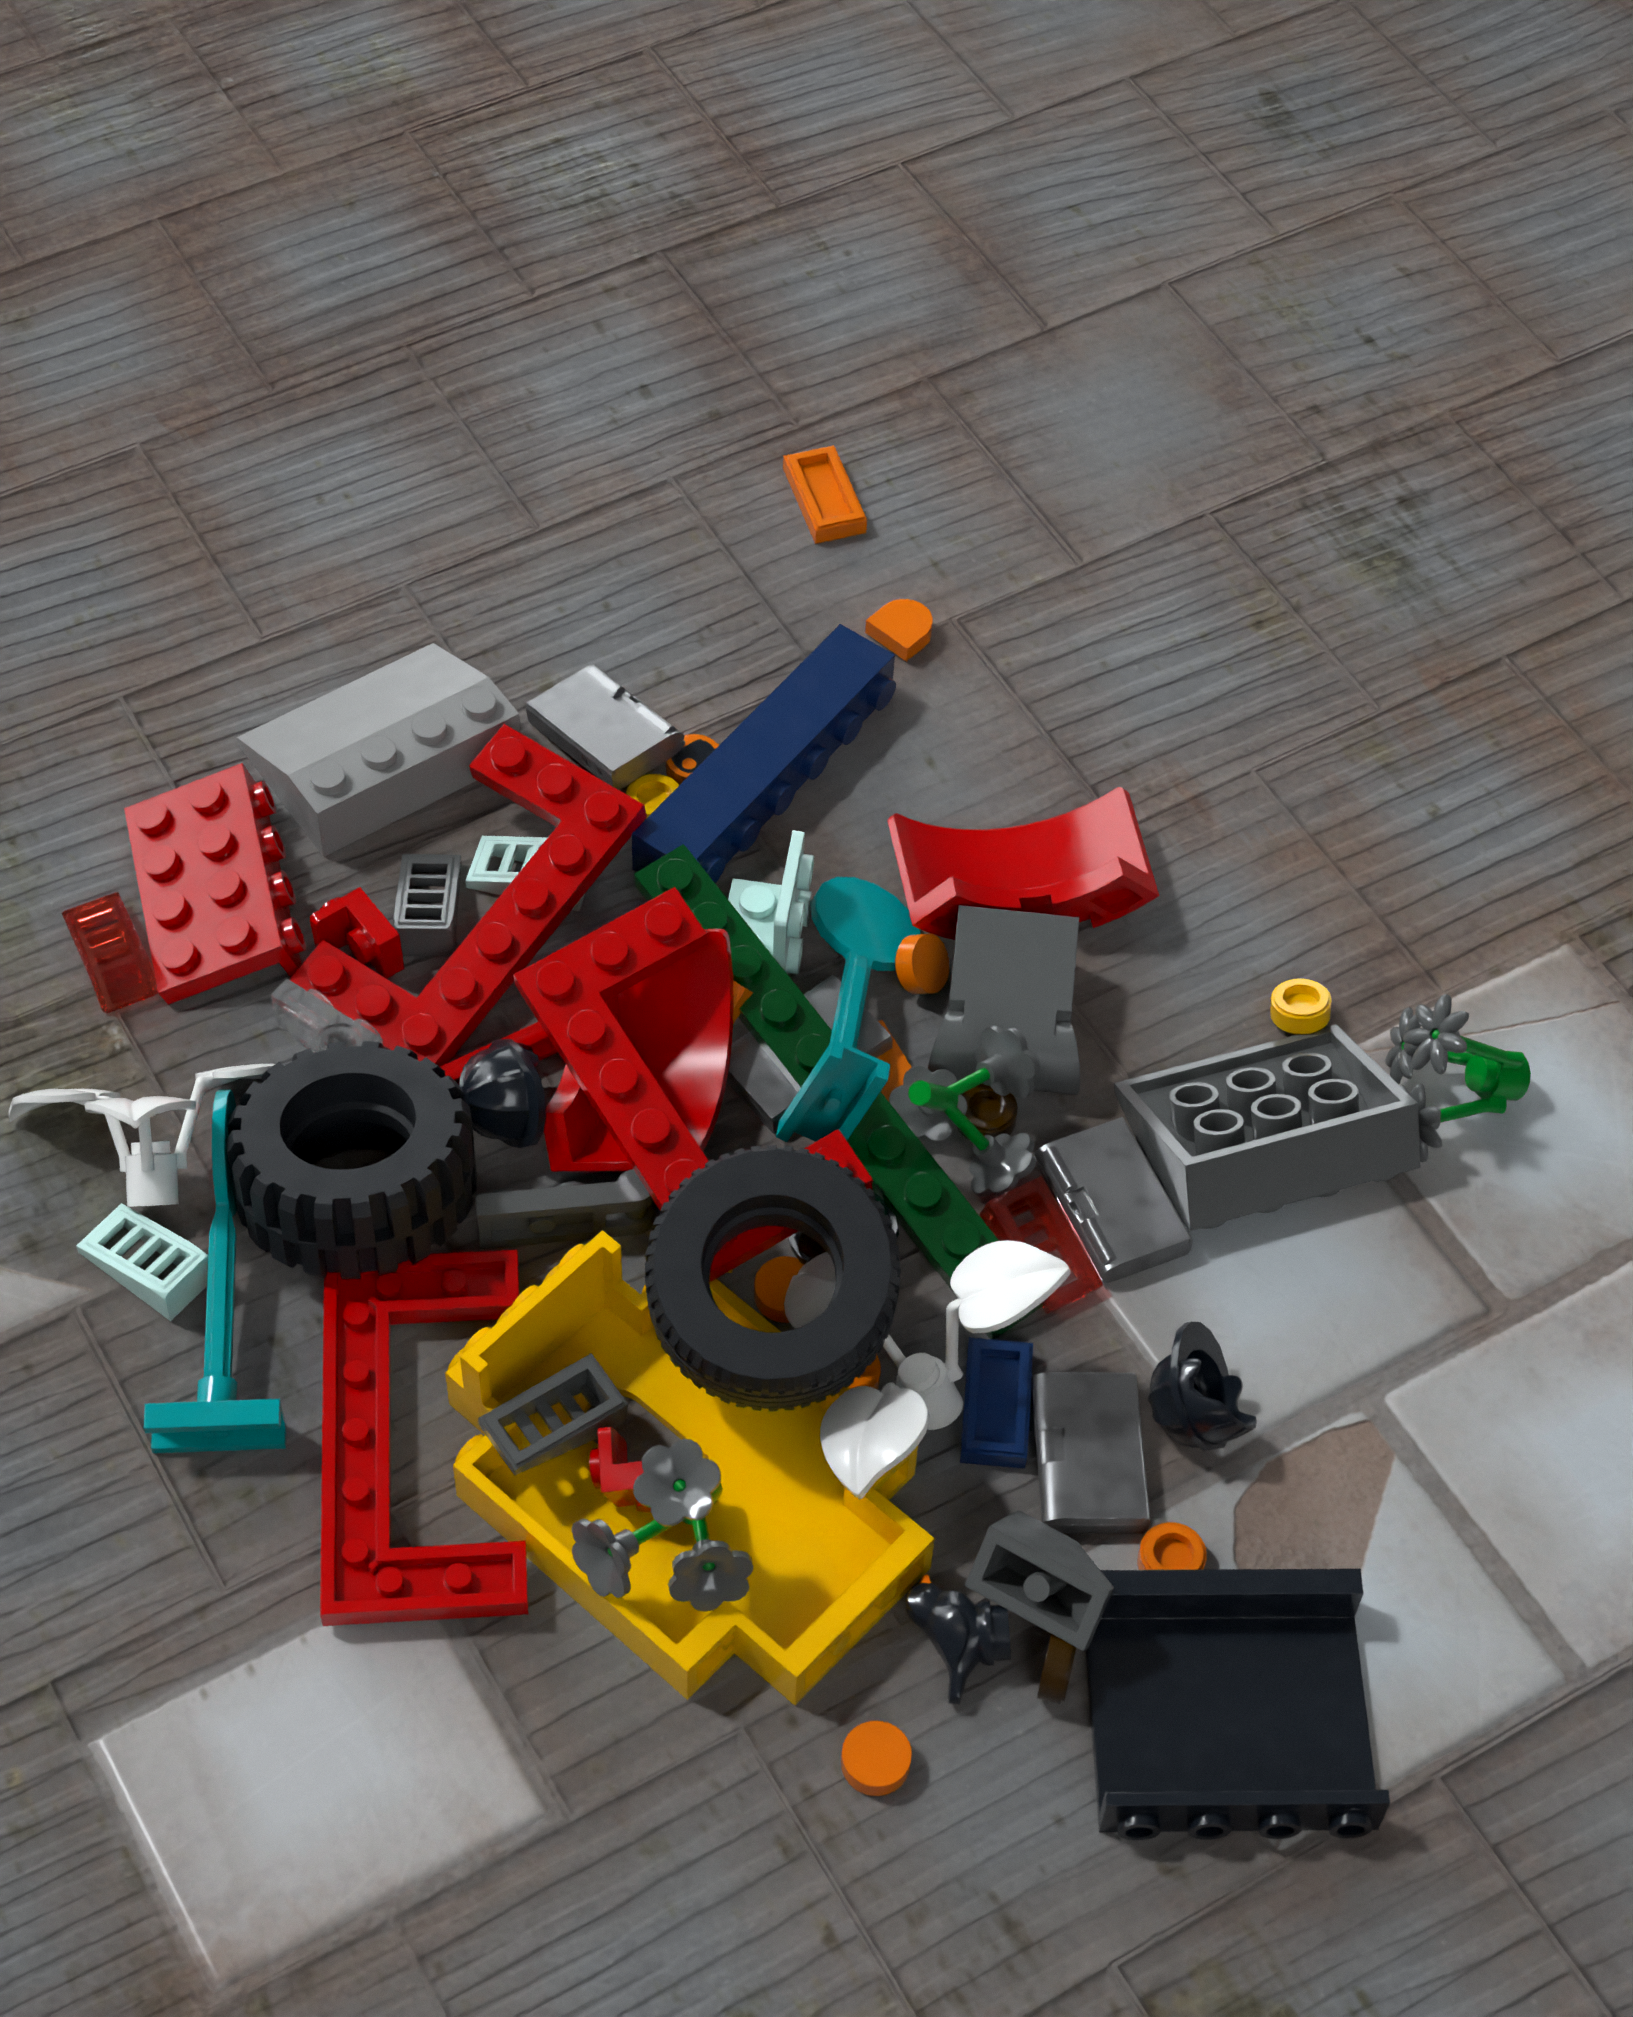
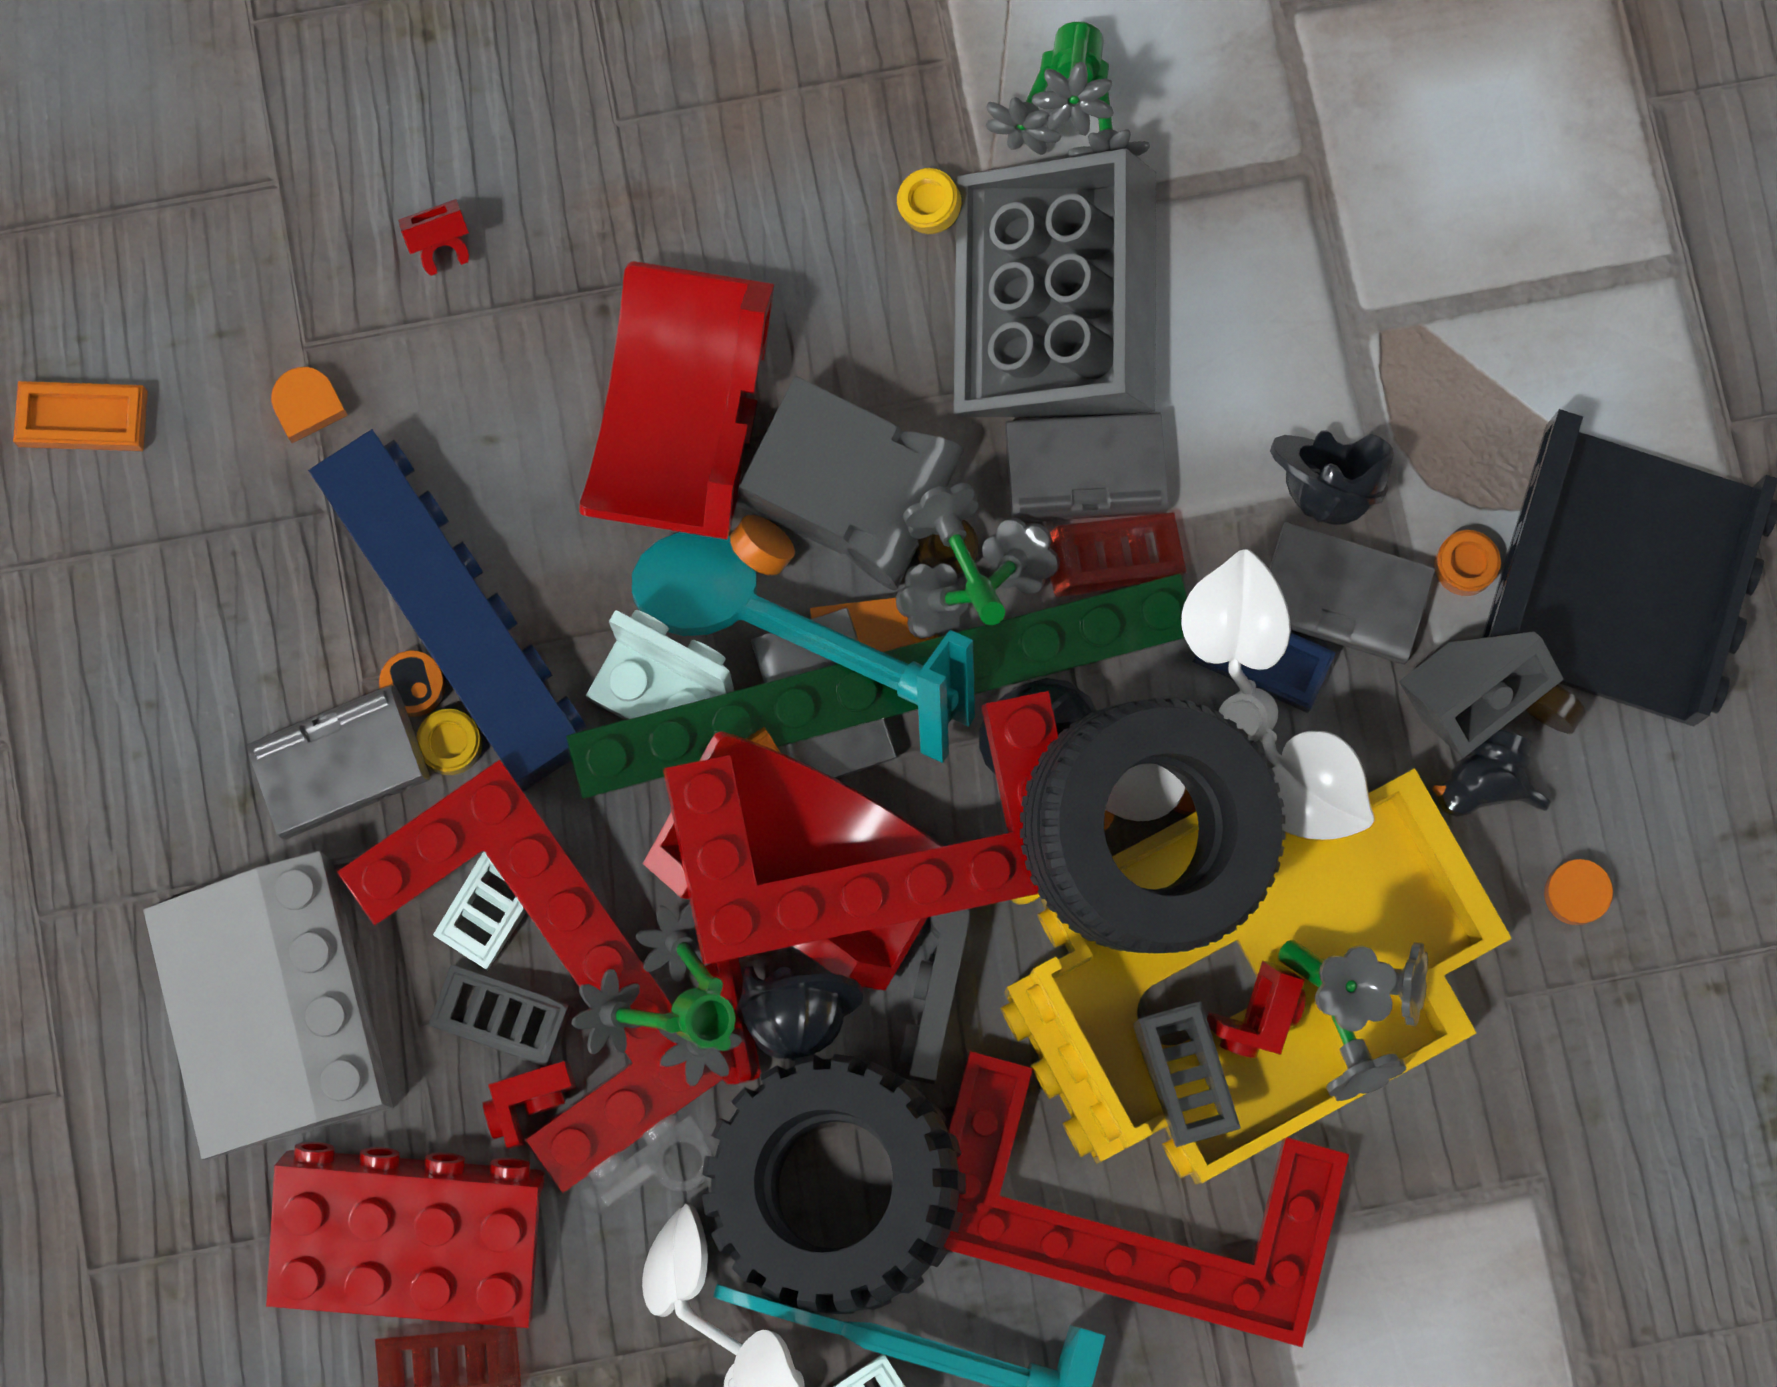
camera: 70 degrees left, 25 degrees up
(462, 979) = (699, 1018): none -> dark grey plant
(1089, 663) = (435, 228): none -> red tile

